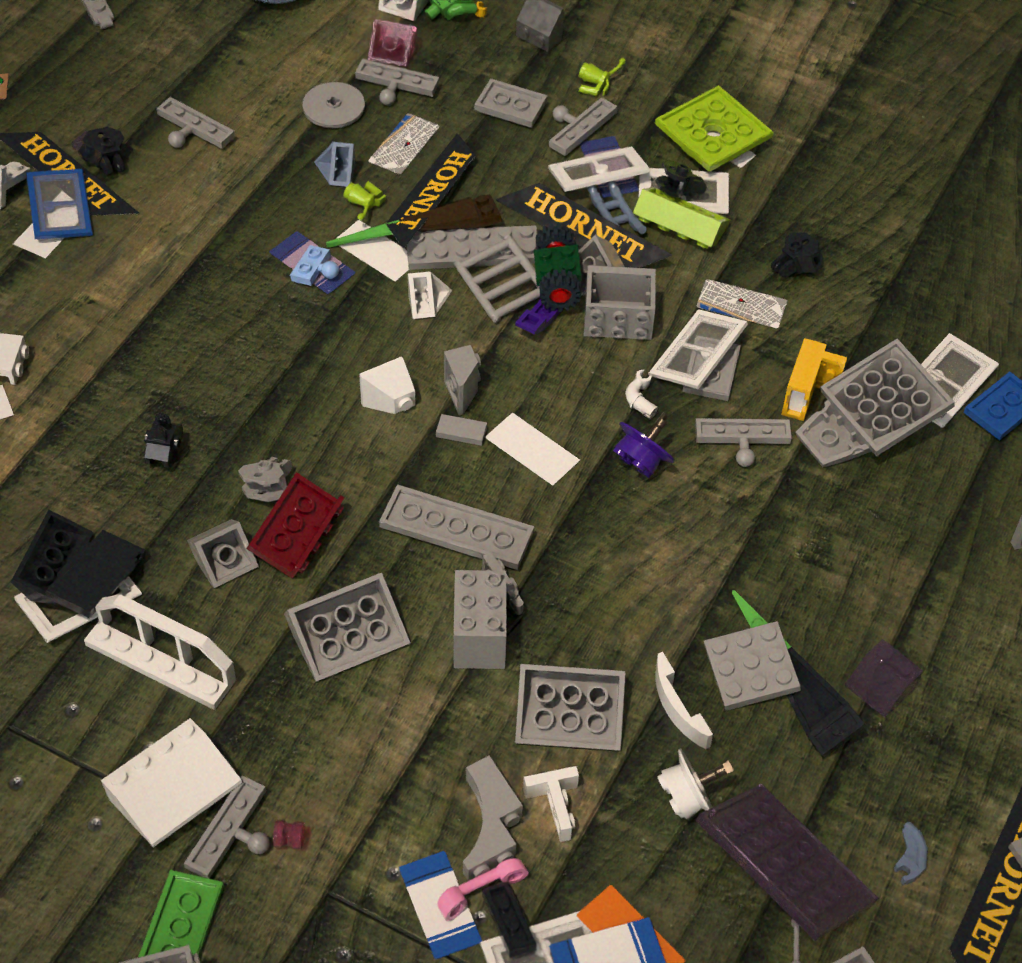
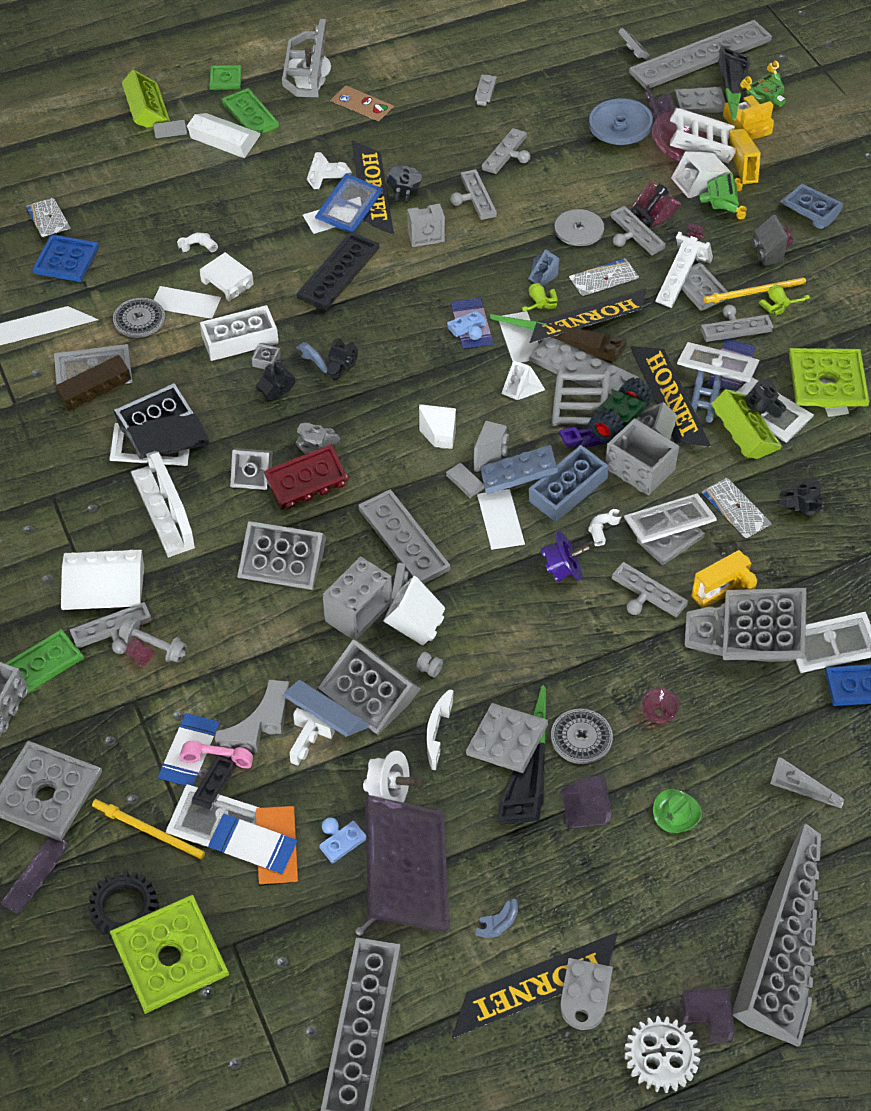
camera: 40 degrees right, 0 degrees up
(69, 411) = (239, 332): none -> white brick
(116, 284) = (337, 271): none -> black plate
(122, 422) = (265, 356): none -> light grey piece
(172, 388) = (310, 353): none -> sand blue piece
(175, 182) = (426, 225): none -> light grey piece
(181, 63) = (505, 150): none -> light grey plate
(214, 377) = (341, 358): none -> black hinge
(330, 805) = (130, 630): none -> light grey piece
(397, 23) = (638, 210): none -> black bar
(456, 49) = (695, 230): none -> clear pink tile
(479, 71) = (688, 250): none -> white bracket
(513, 385) = (518, 469): none -> sand blue piece
(541, 104) = (716, 298): none -> yellow bar
(549, 595) = (415, 612): none -> white slope
(553, 758) = (325, 709): none -> sand blue slope
(572, 371) = (576, 479): none -> sand blue brick
(608, 642) = (429, 664): none -> light grey wheel
(692, 884) = (341, 841): none -> light blue plate
(797, 620) = (581, 750): none -> piece
(861, 530) = (660, 698): none -> clear pink piece
(967, 632) = (676, 811): none -> bright green hat

